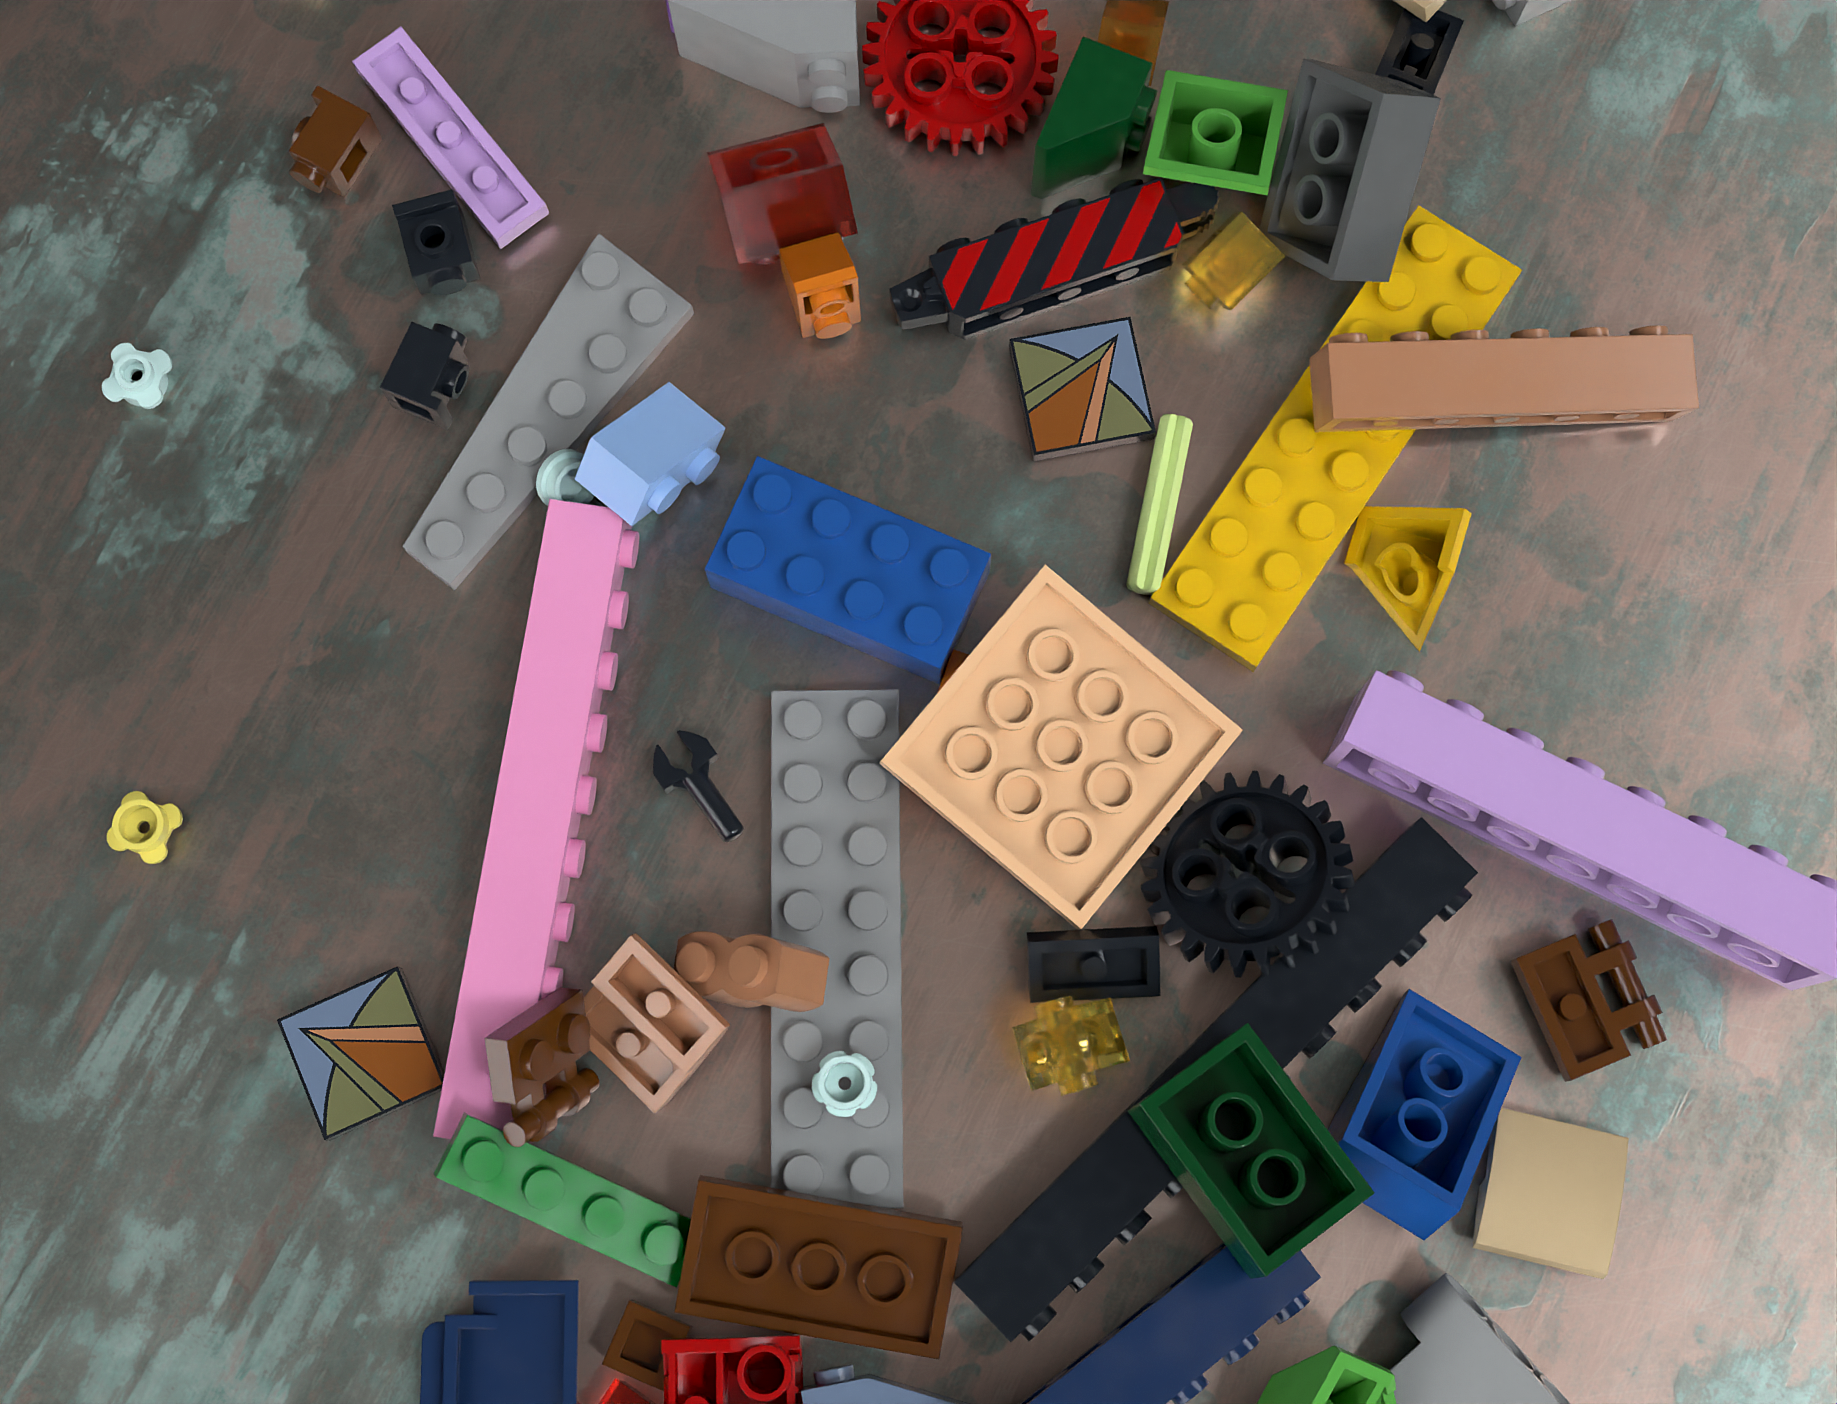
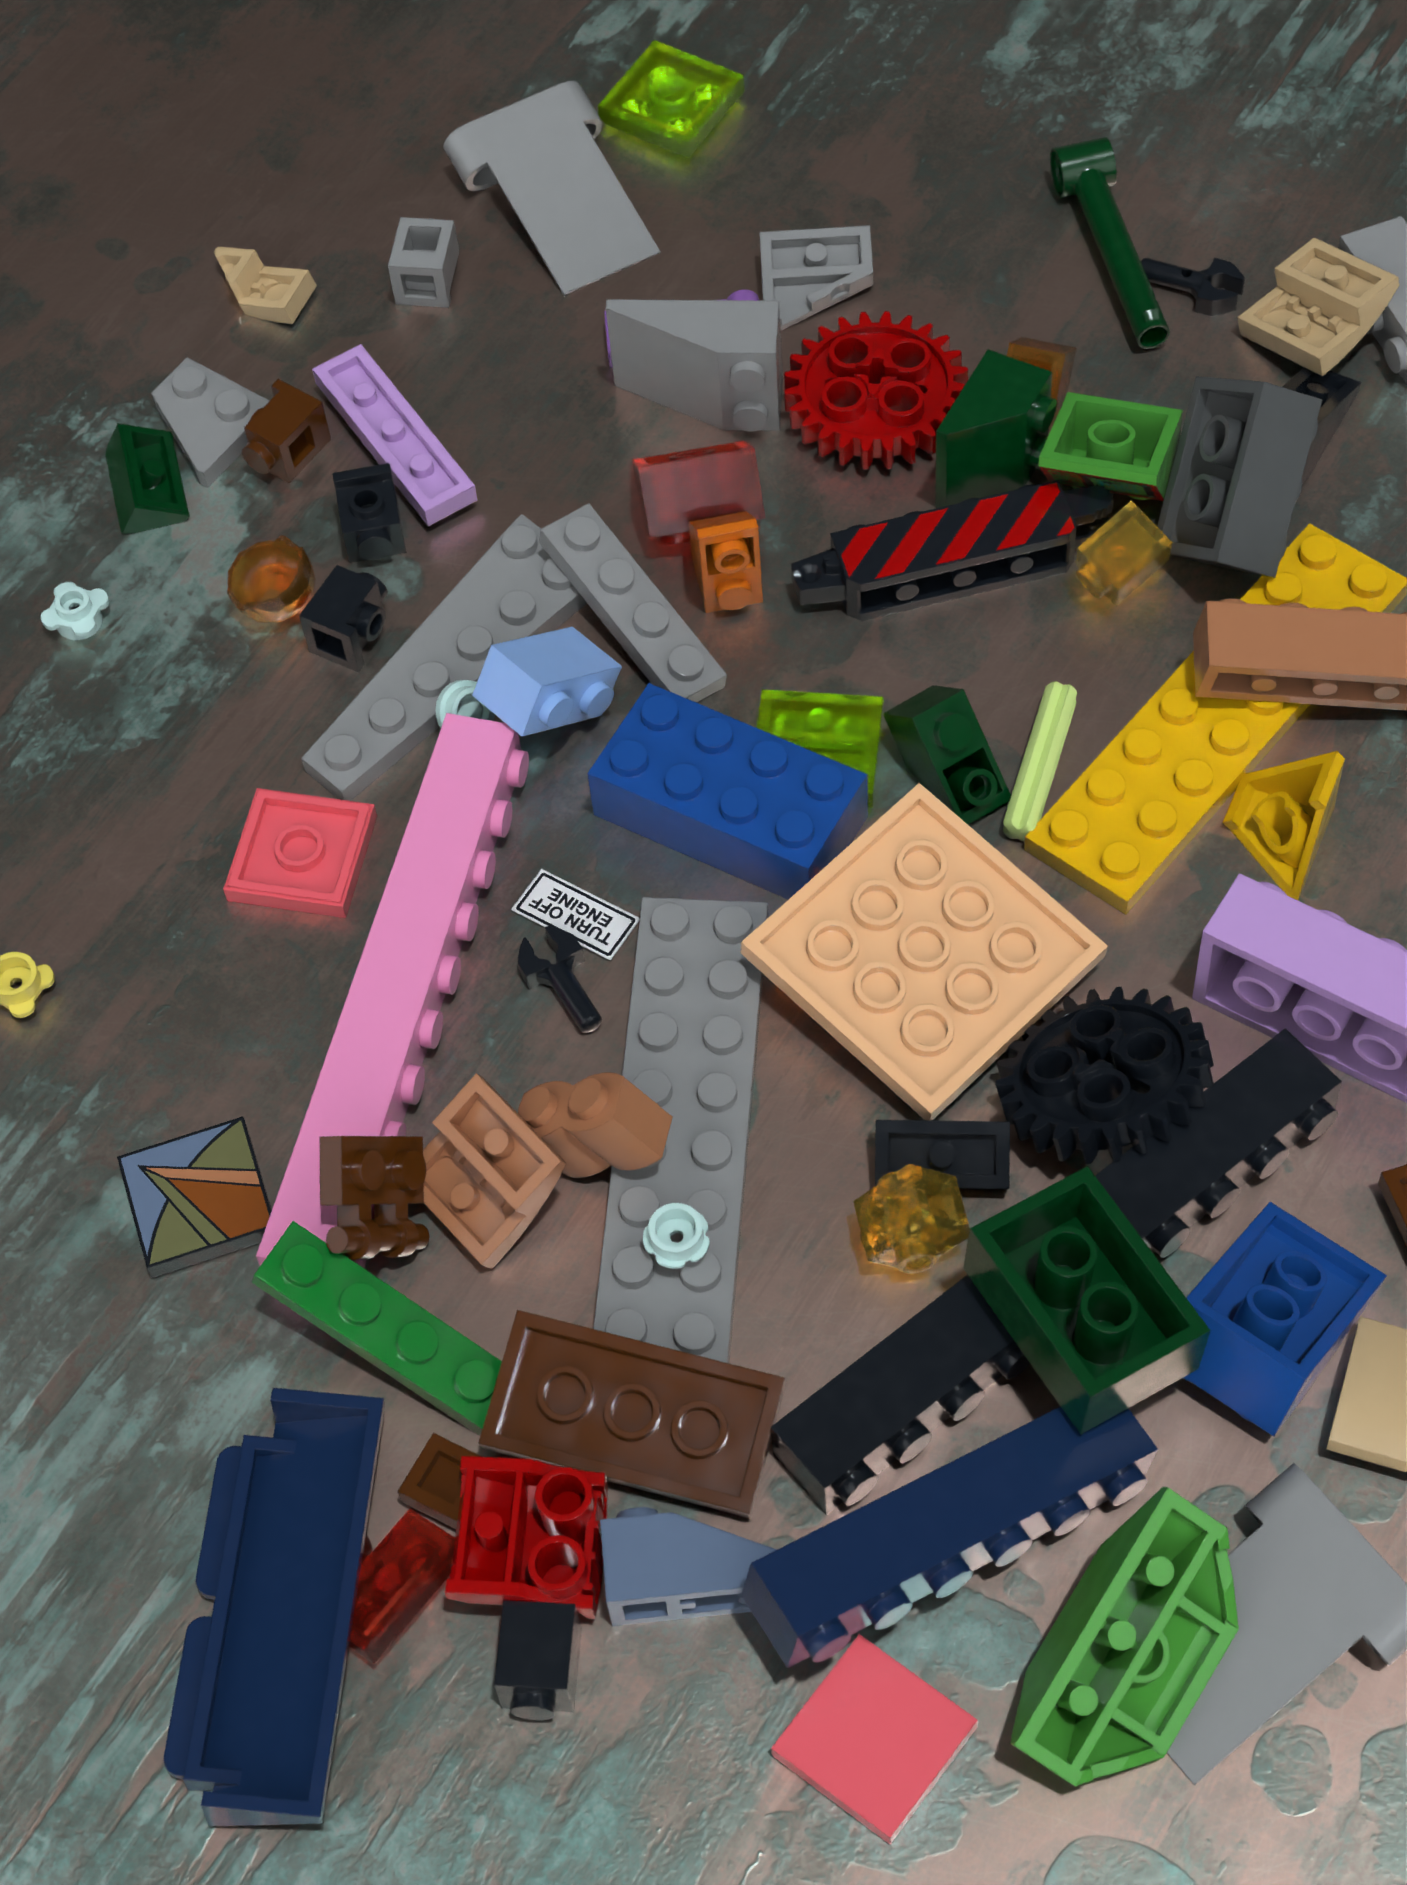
camera: 10 degrees right, 20 degrees down
(189, 203) = (145, 479): none -> dark green slope
(245, 120) = (206, 416): none -> light grey wing
(342, 334) = (271, 580): none -> clear orange hair
(415, 653) = (300, 853): none -> coral tile
(704, 705) = (564, 906): none -> white sticker
(727, 348) = (631, 605): none -> light grey plate
(940, 488) = (829, 724): none -> clear neon green wing
(1067, 505) = (948, 751): none -> dark green slope
(1082, 389) = (976, 651): tile -> none

